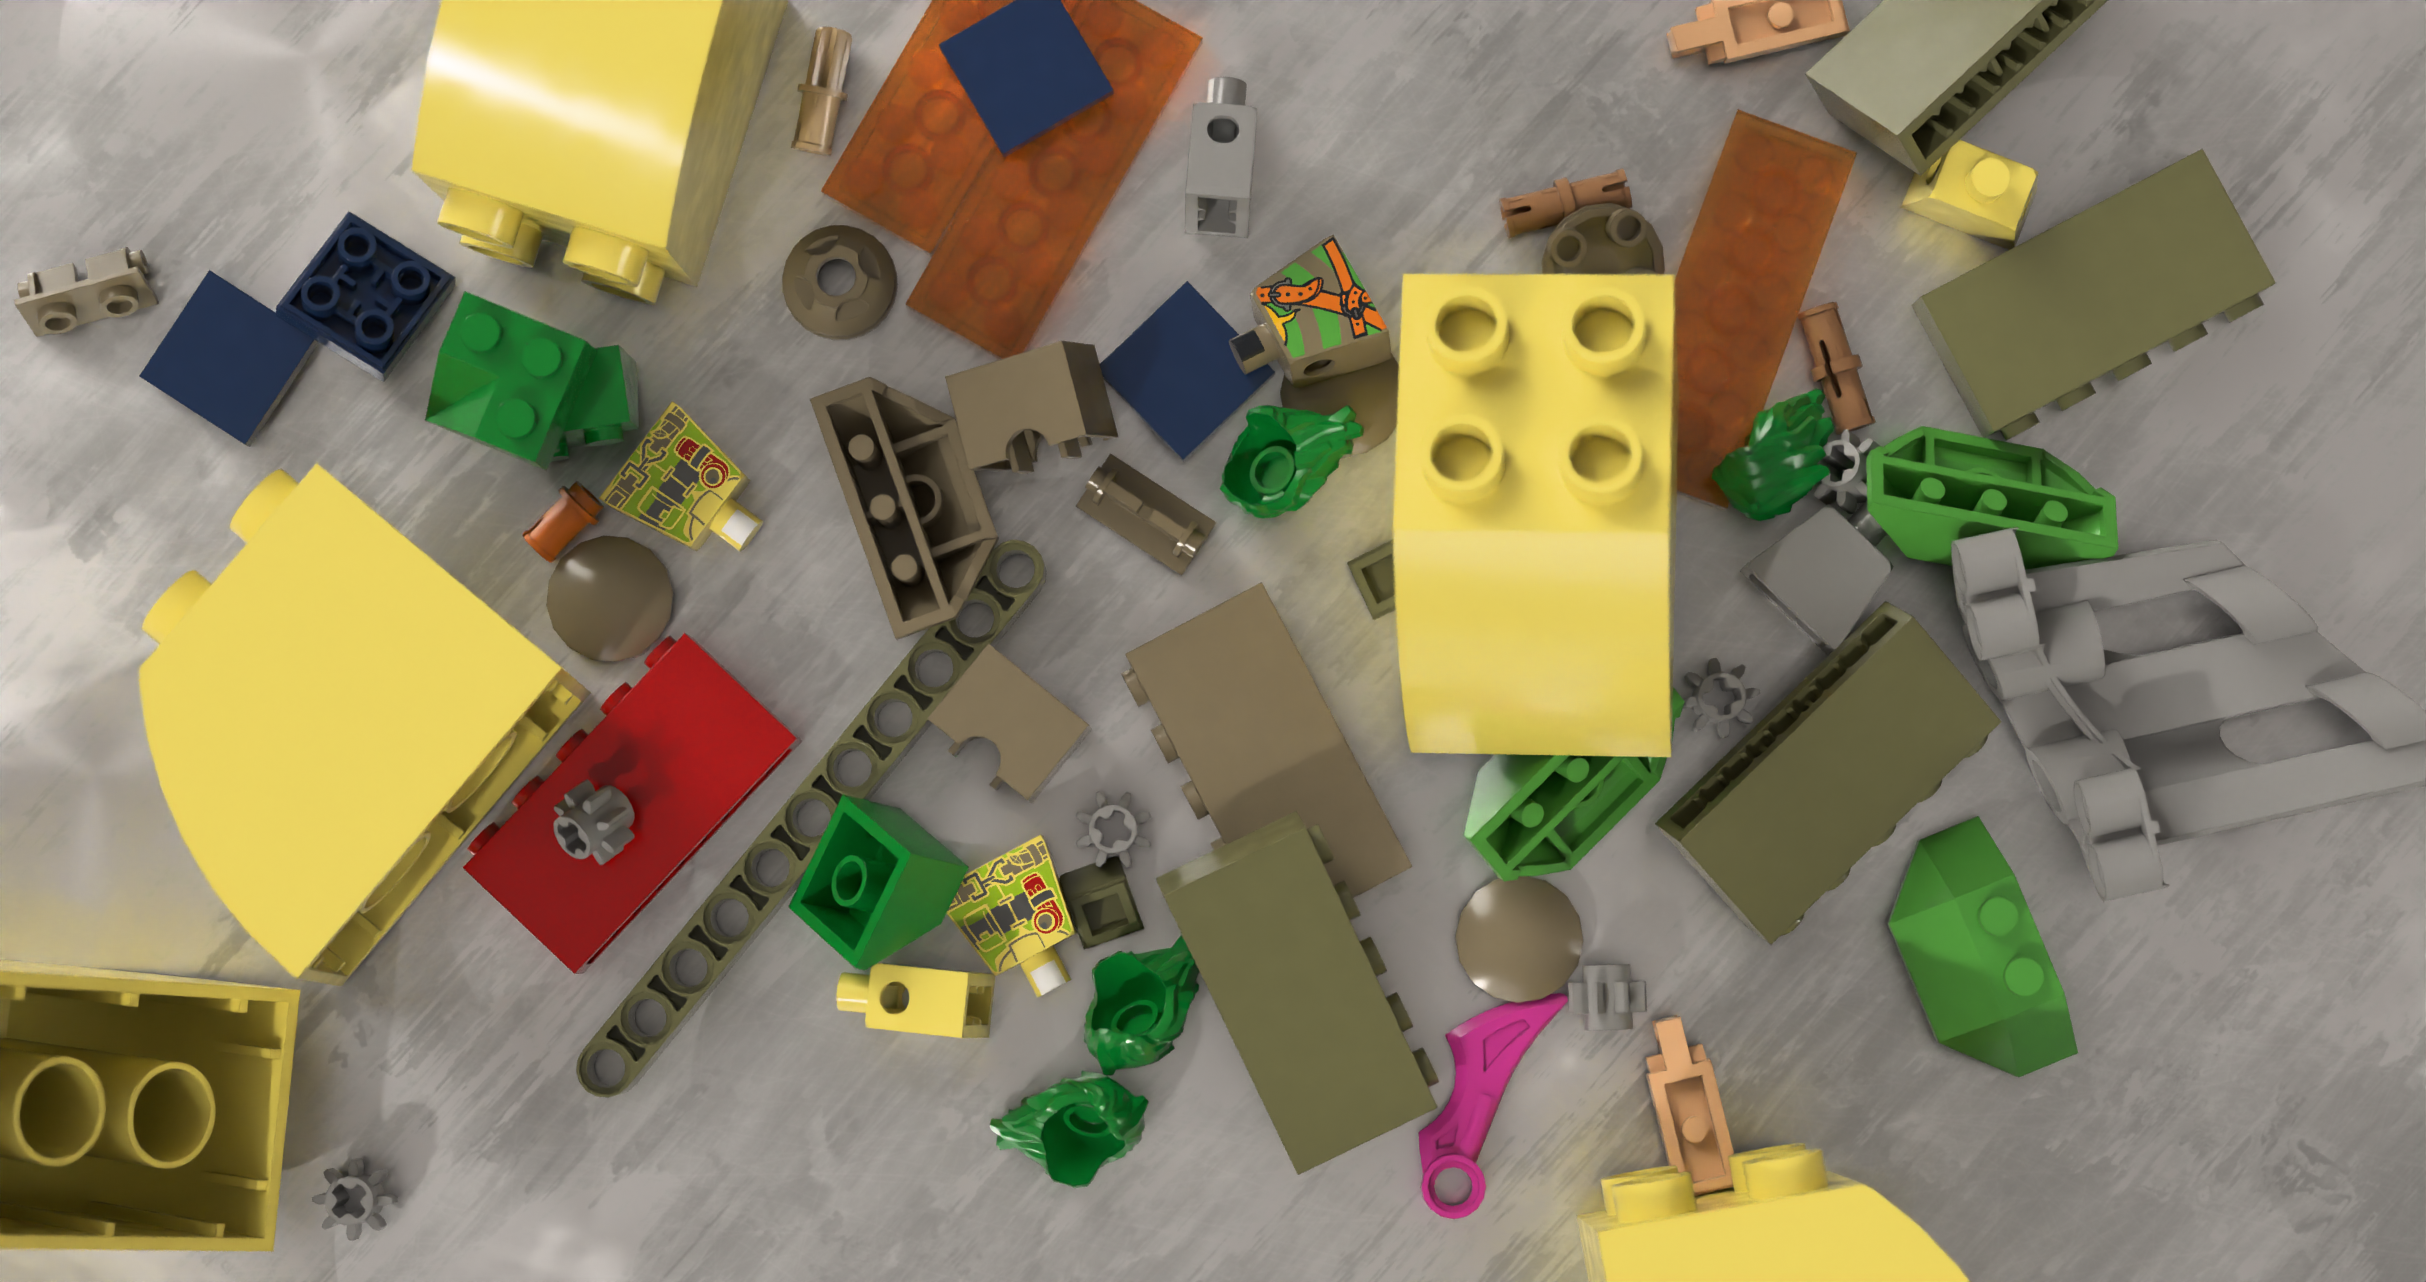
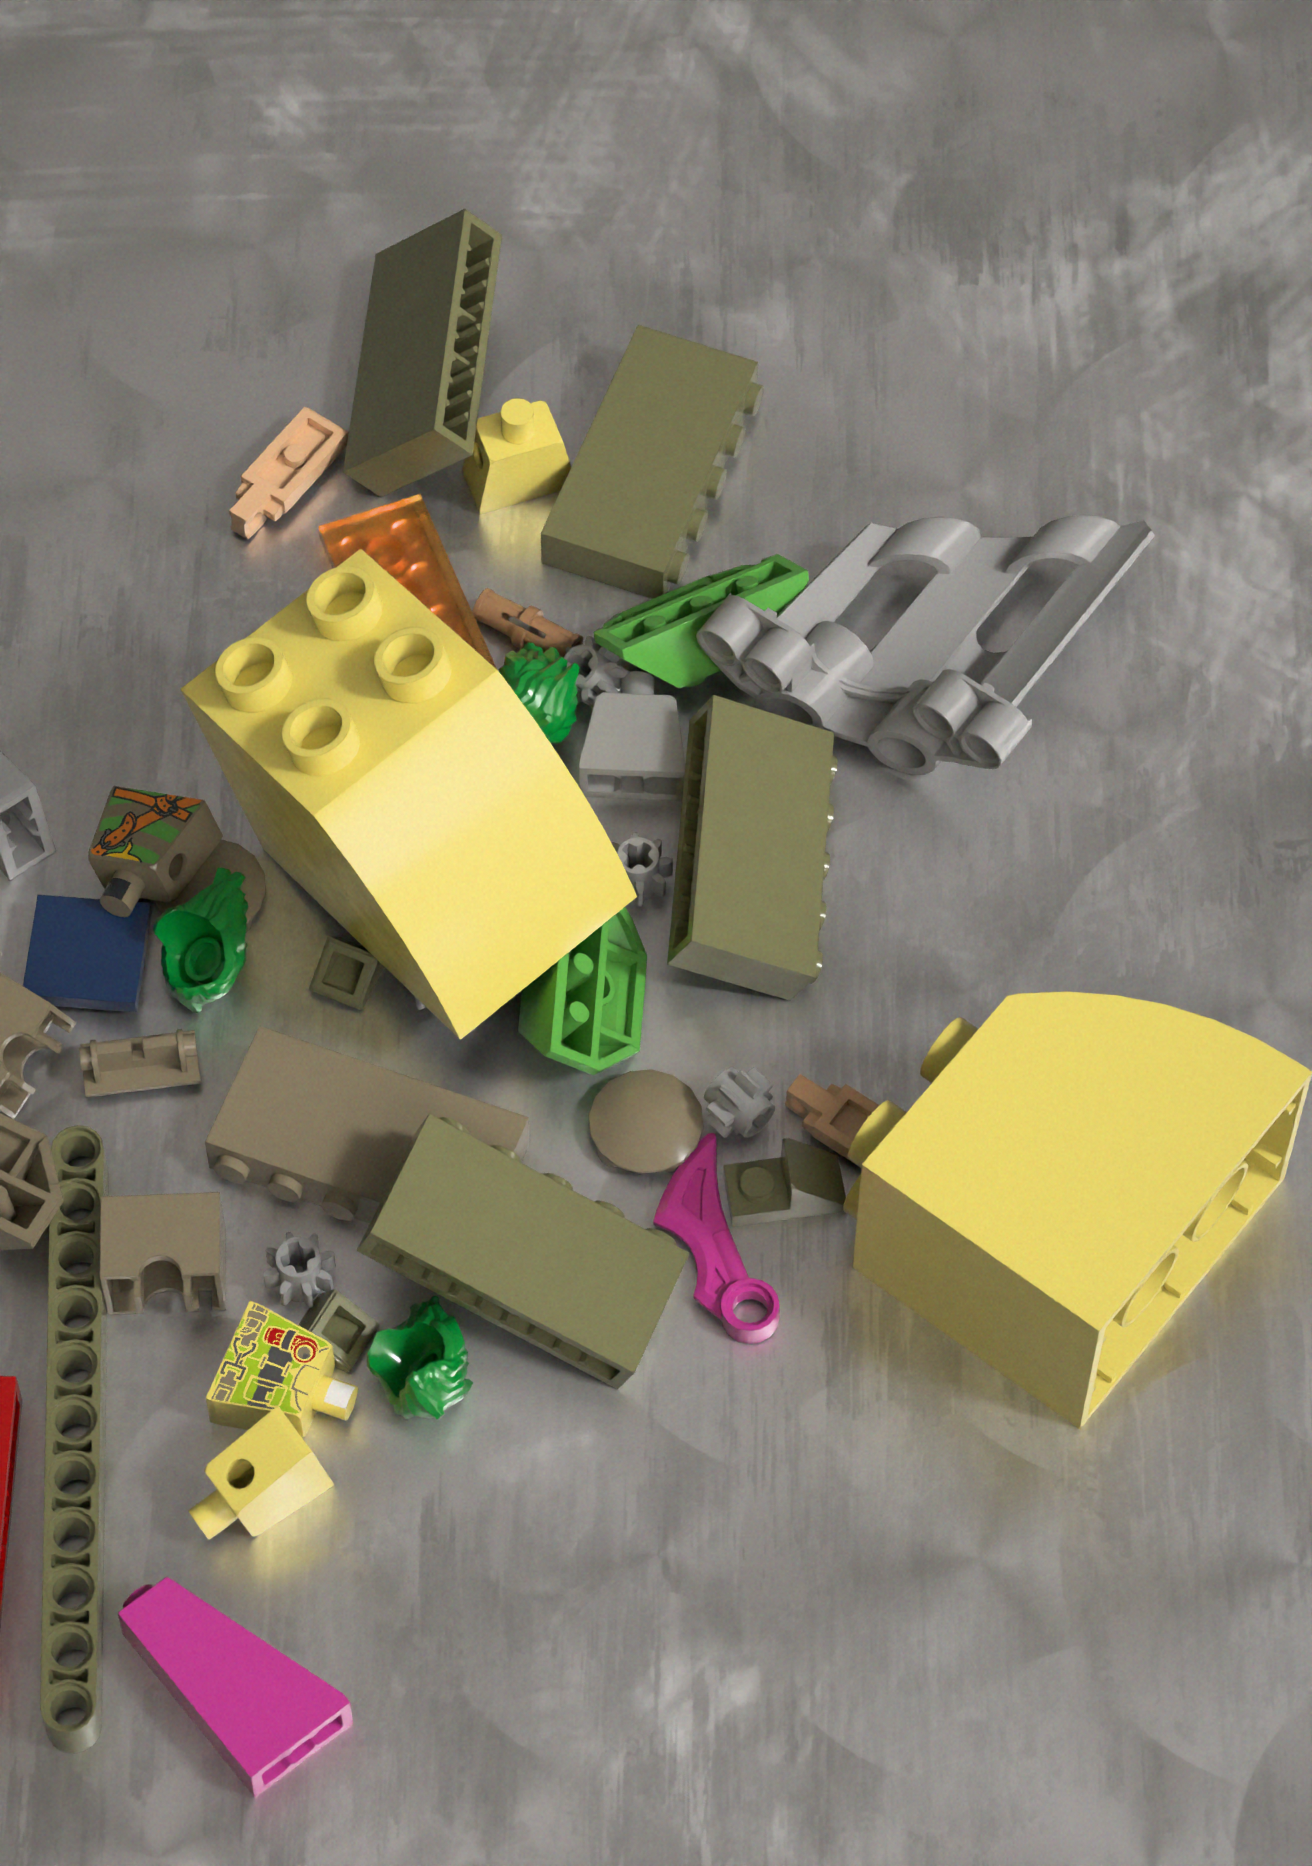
camera: 45 degrees left, 25 degrees down
(756, 1156) = (235, 1687): none -> dark pink slope
(875, 882) = (157, 1414): green slope -> none
(1074, 1127) = (447, 1476): green hair -> none
(1581, 1099) = (794, 1186): none -> olive slope
(1979, 954) = (963, 885): bright green wedge -> none

